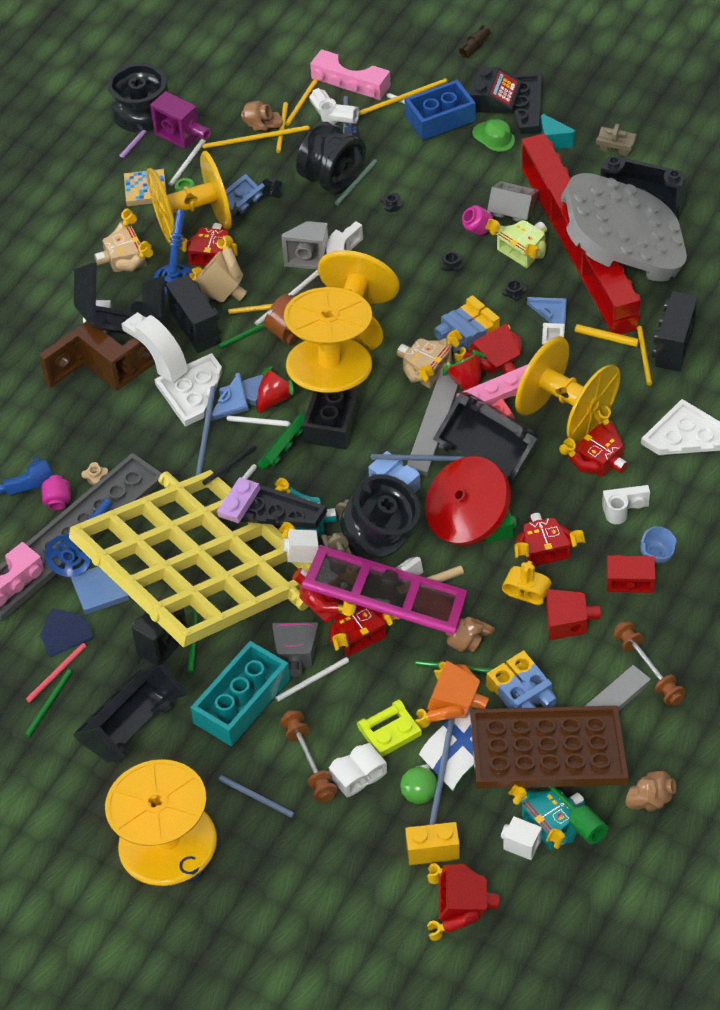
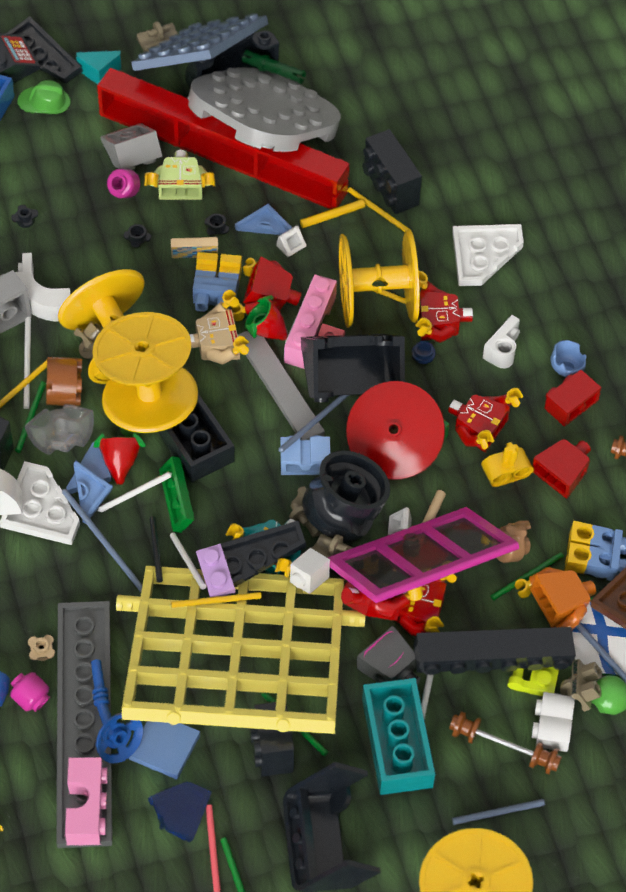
camera: 50 degrees left, 5 degrees up
(220, 518) = (211, 600): none -> yellow axle
(253, 348) = (61, 428): none -> clear brick
(363, 688) = (494, 650): none -> black brick
(399, 760) = (582, 683): none -> dark tan hips
(468, 288) = (190, 246): none -> tan tile
(559, 469) = (423, 352): none -> dark blue plate
(622, 151) = (199, 42): none -> sand blue plate
(667, 200) = (265, 64): none -> dark green pin

